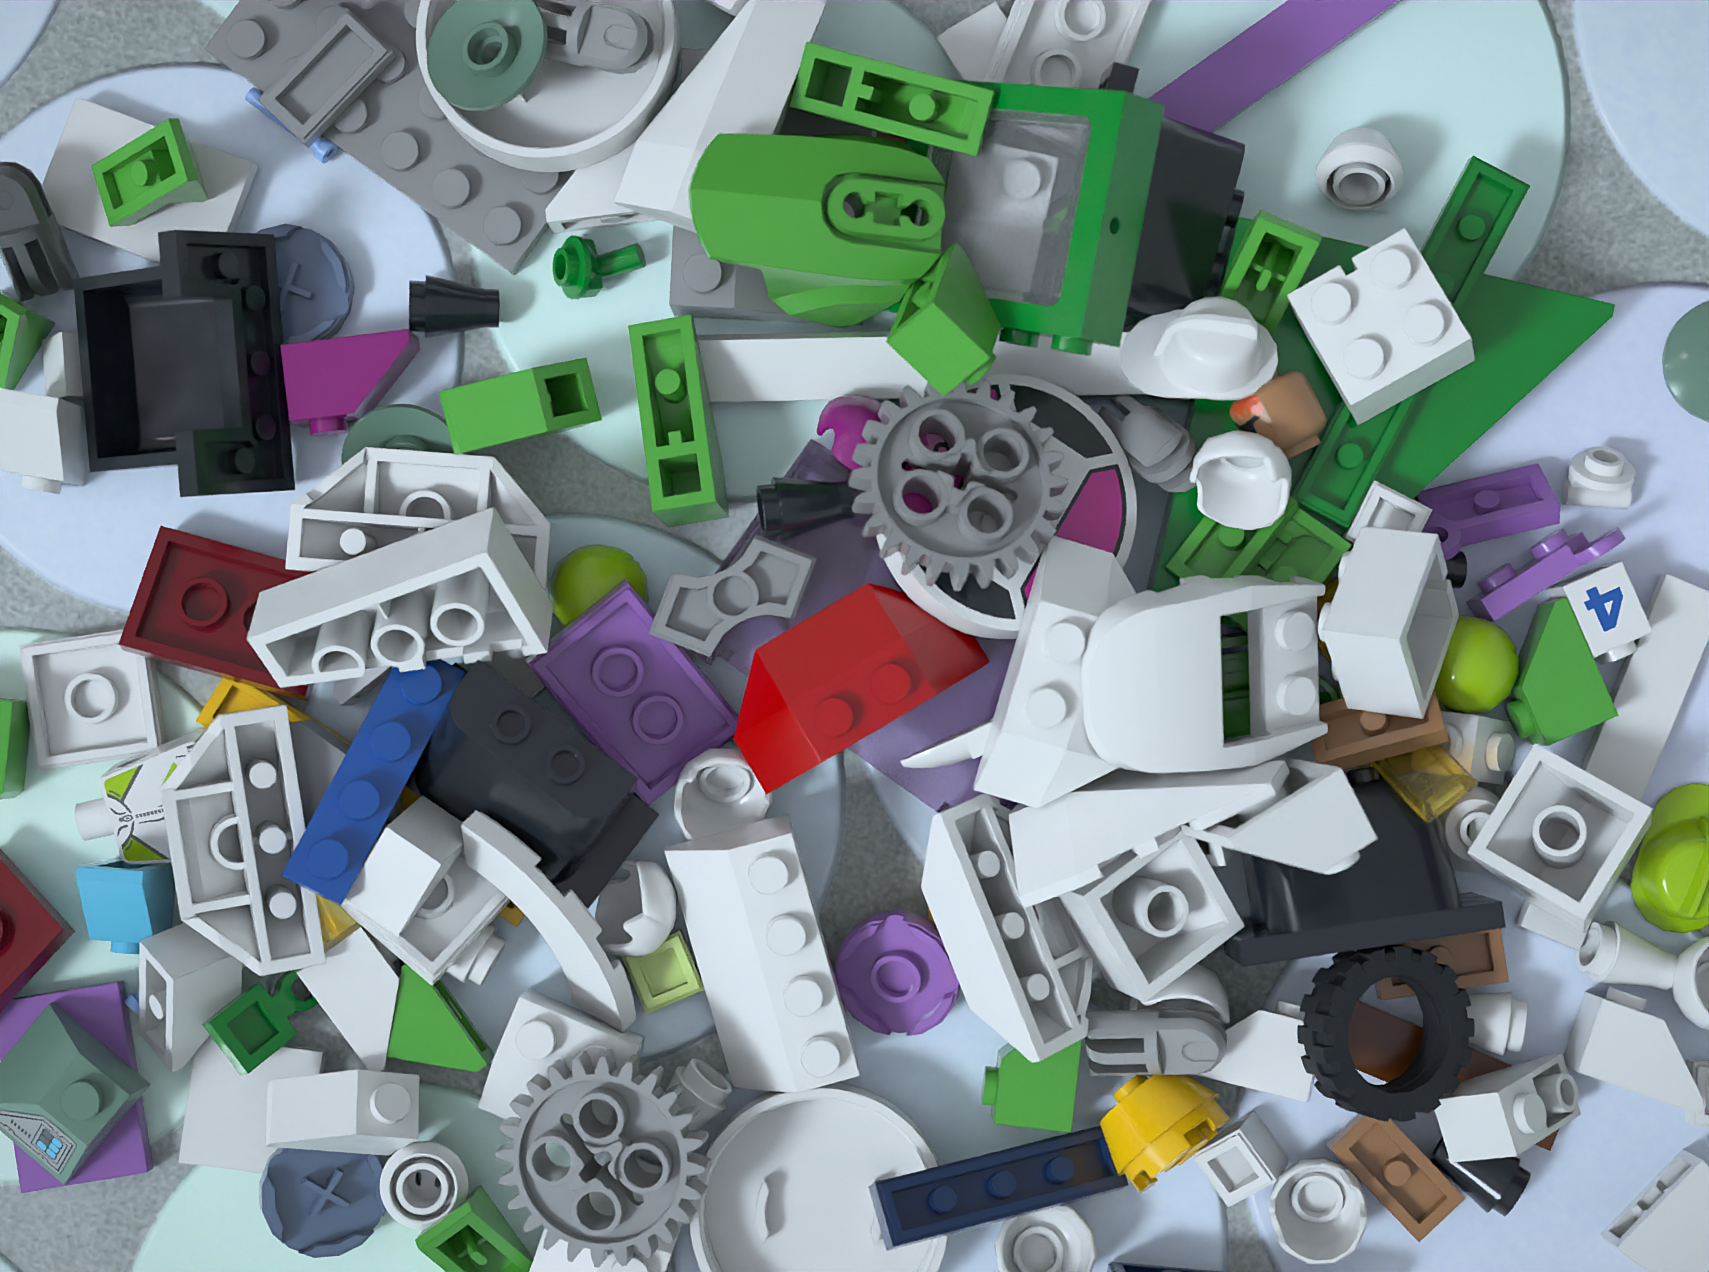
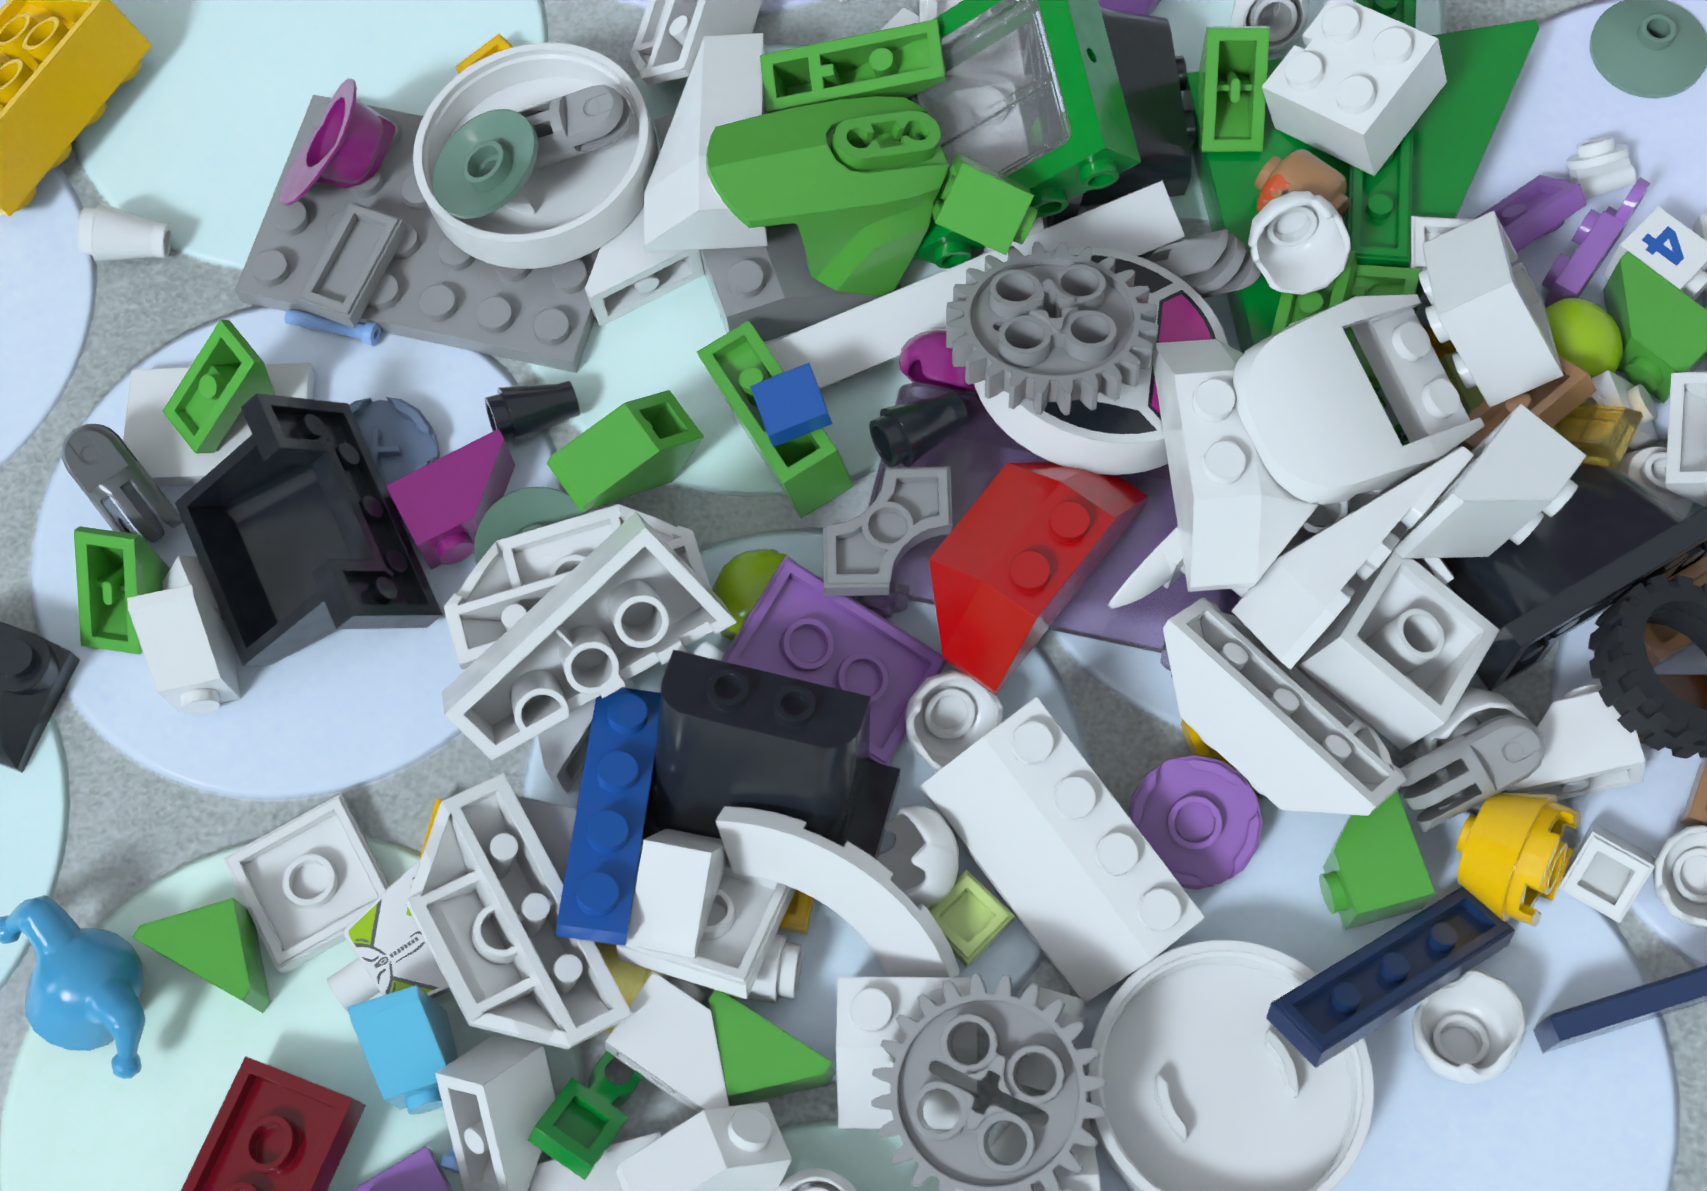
camera: 15 degrees left, 20 degrees down
(200, 607) = (400, 751): dark red plate -> none
(581, 269) = (636, 340): green plate -> none
(690, 436) = (791, 404): none -> blue tile
(1200, 352) = (1209, 162): white piece -> none

